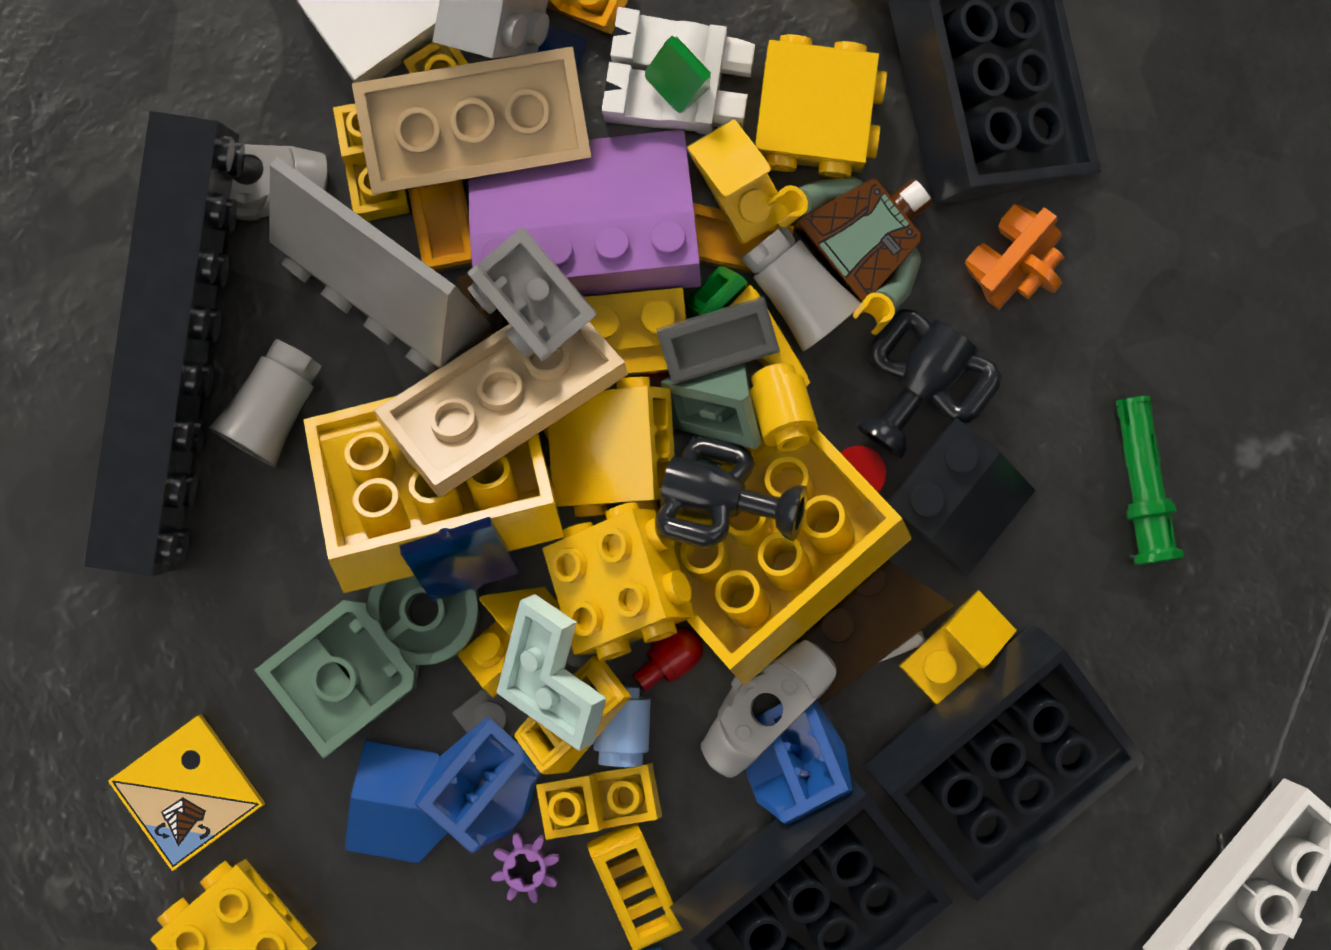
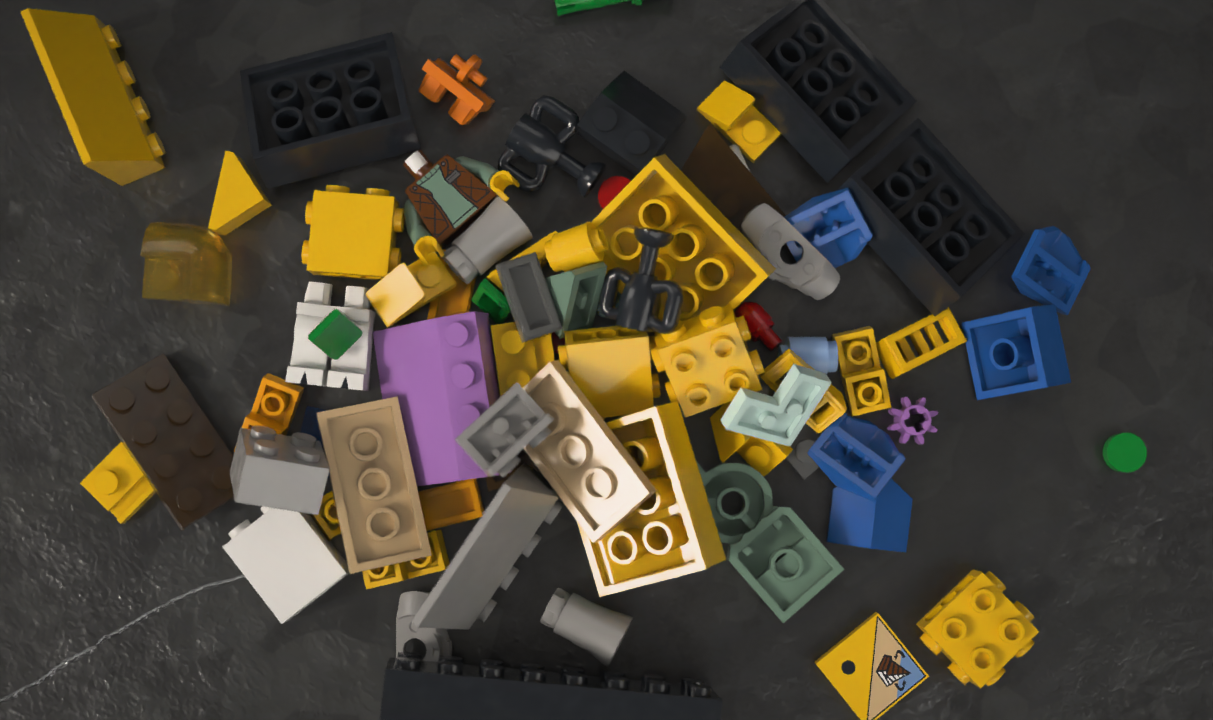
camera: 90 degrees left, 0 degrees up
(459, 558) = (698, 475): piece -> none

